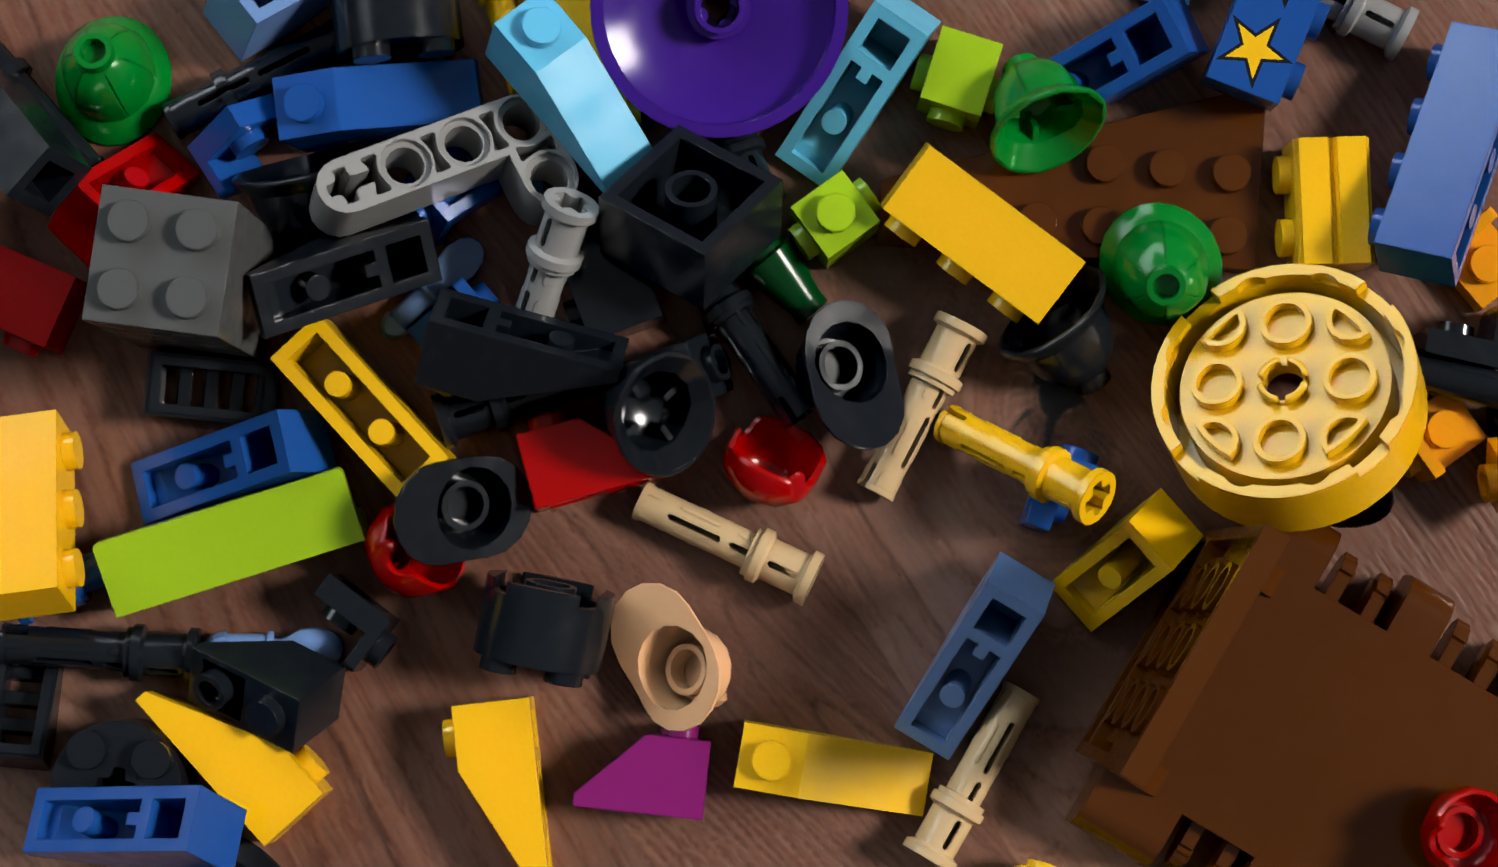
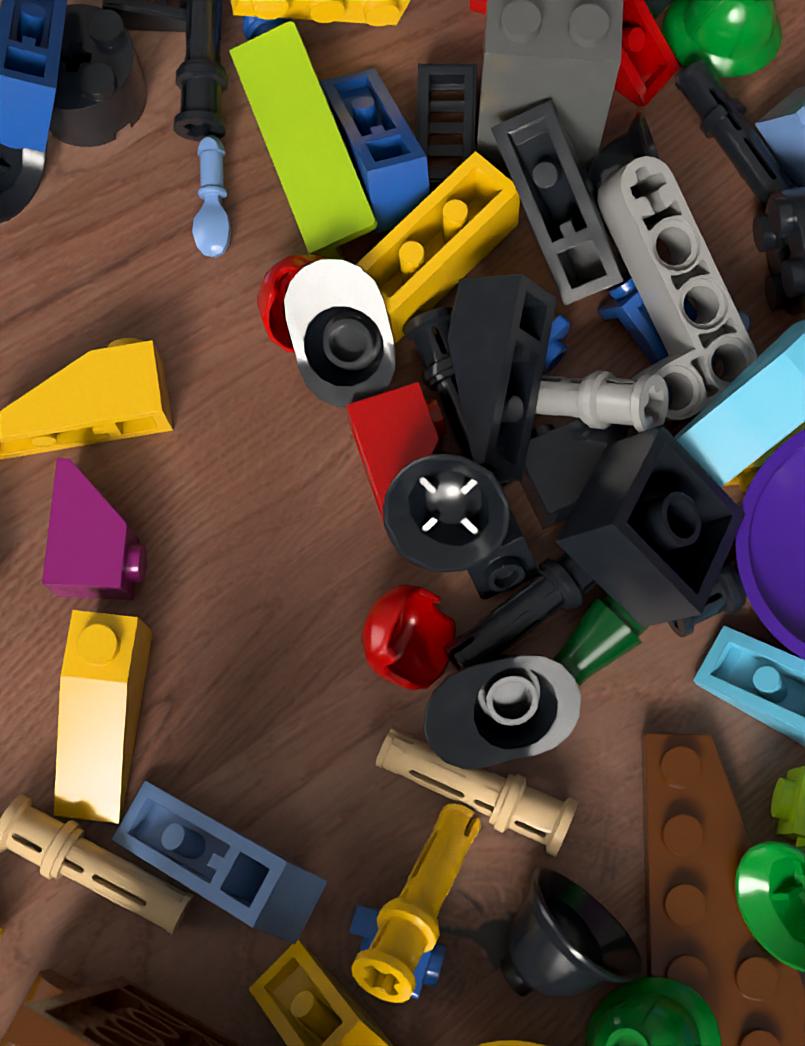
camera: 90 degrees right, 10 degrees down
(232, 140) = (682, 120): blue bracket -> none
(241, 766) = (98, 176): yellow slope -> none
(268, 688) = (168, 184): black slope -> none
(354, 609) = (243, 261): black bracket -> none
(371, 101) = (733, 221): blue slope -> none
(457, 259) = (586, 332): medium blue piece -> none
(543, 627) = (231, 420): black brick -> none
(669, 656) = (201, 550): light nougat piece -> none
(762, 553) = (315, 628): tan pin -> none
(834, 219) = (664, 685): lime brick -> none
(980, 236) = (662, 838): yellow brick -> none

